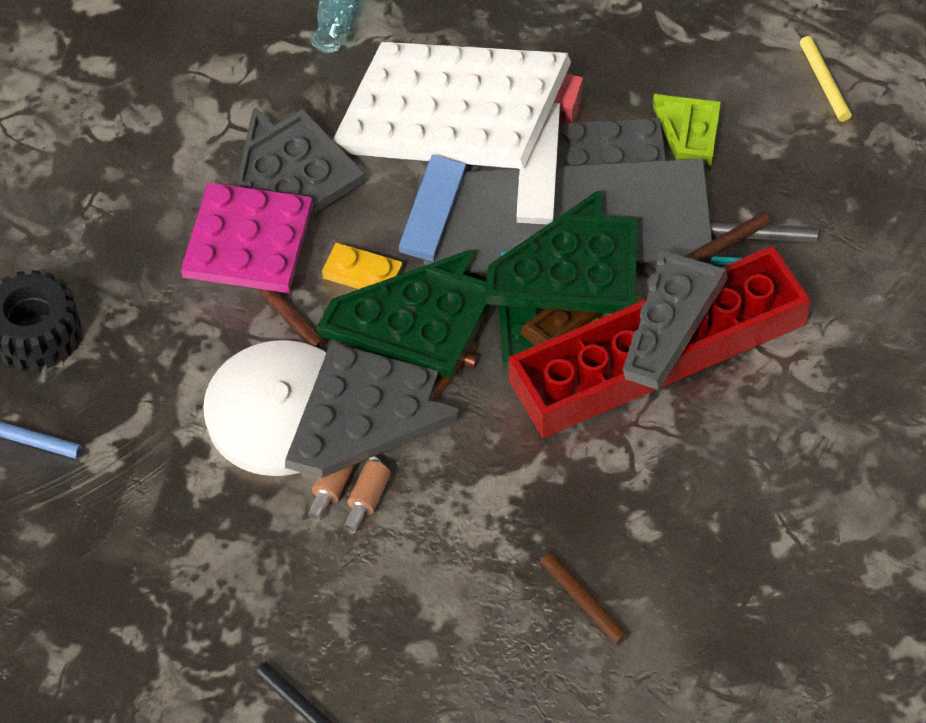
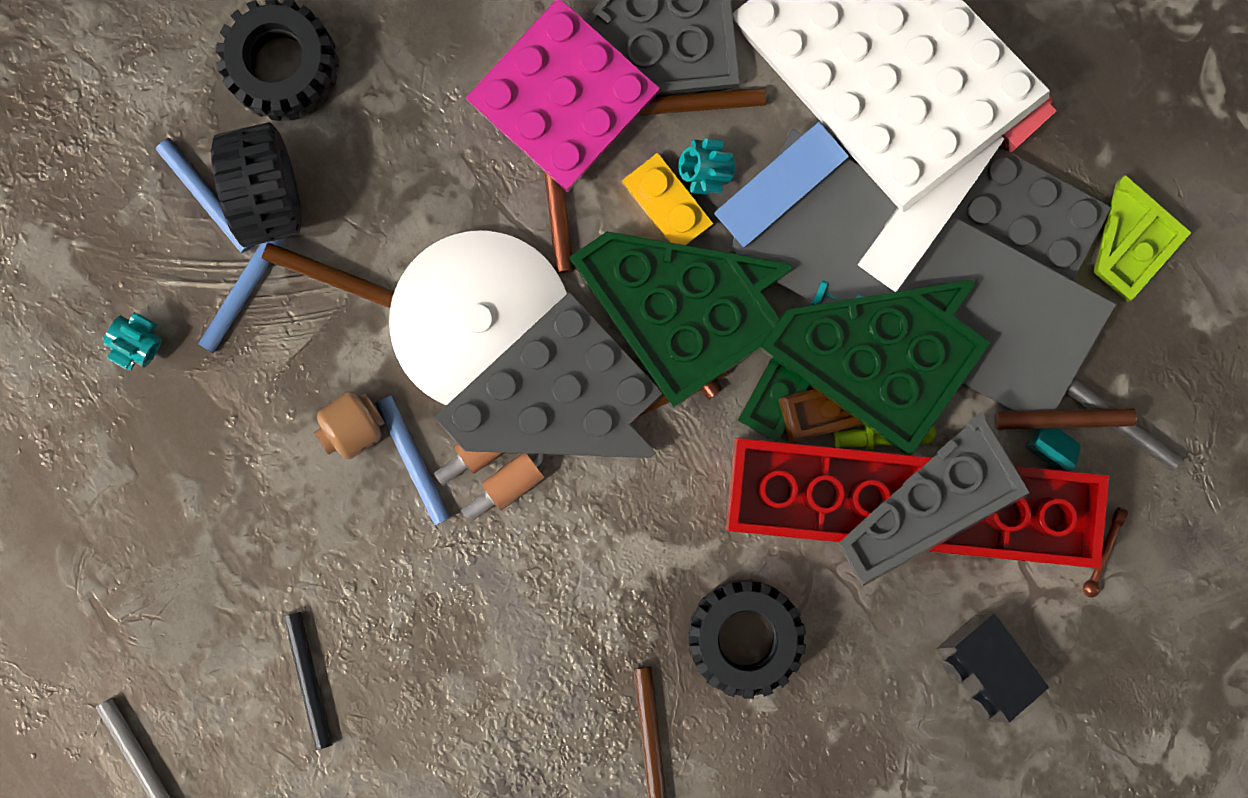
camera: 30 degrees right, 30 degrees up
(28, 548) = (132, 341): none -> teal gear
(64, 390) = (256, 184): none -> black tyre
(90, 481) = (236, 299): none -> medium blue bar
(149, 433) = (328, 274): none -> reddish brown bar
(225, 516) = (349, 425): none -> medium nougat head
(287, 518) = (413, 460): none -> medium blue bar
(347, 201) = (706, 101): none -> reddish brown piece
(374, 229) = (706, 166): none -> teal gear
(605, 460) = (774, 667): none -> black tyre
(788, 410) = (991, 669): none -> black brick
(818, 336) = (1091, 587): none -> copper hinge

